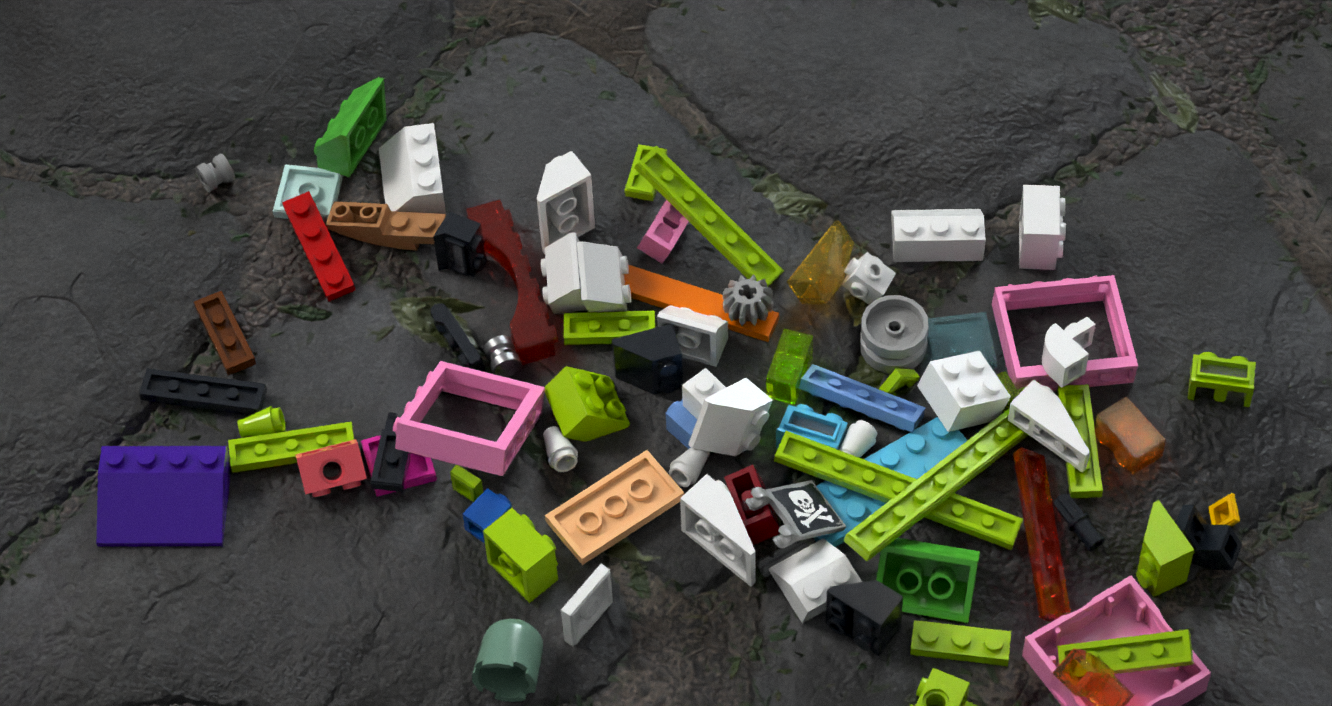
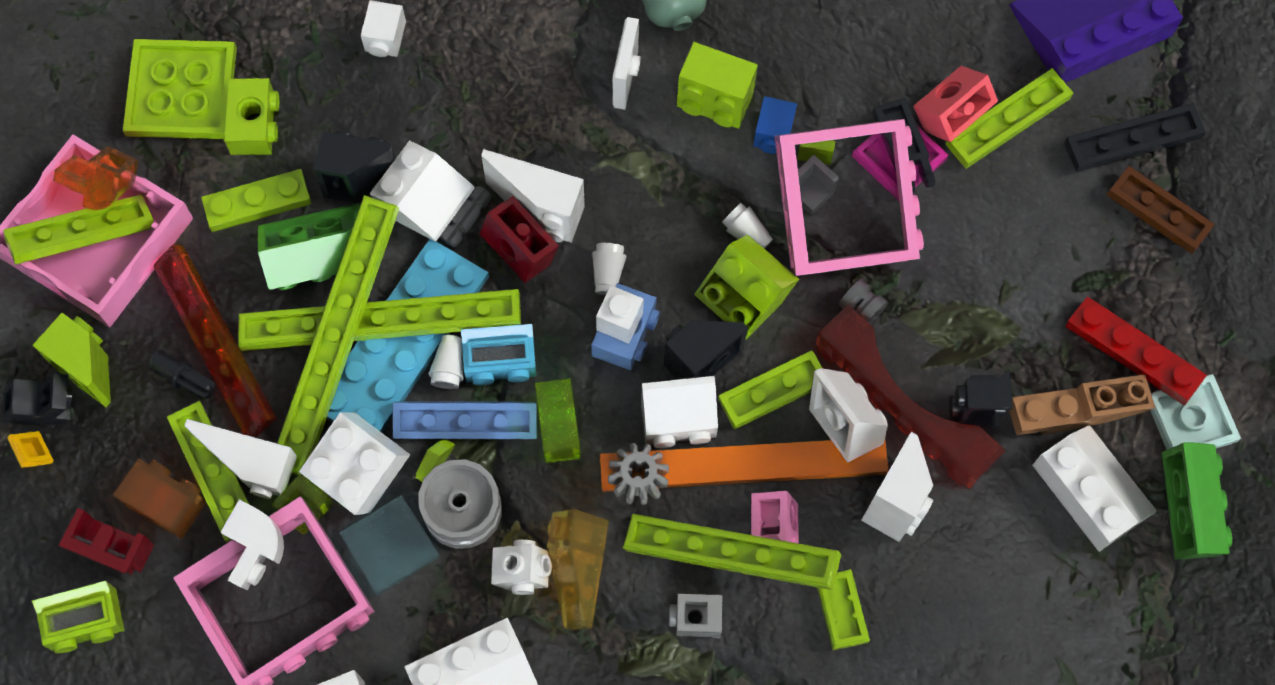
camera: 150 degrees right, 15 degrees up
(263, 422) = (1051, 131): lime cone -> none
(456, 337) = (920, 303): black hinge -> none
(603, 277) = (806, 421): white slope -> none
(614, 507) = (658, 191): light nougat plate -> none
(731, 419) = (575, 314): white slope -> none
(753, 203) = (706, 605): none -> light grey brick
(801, 509) = (462, 241): flag -> none
(1182, 411) = (106, 543): none -> dark red window

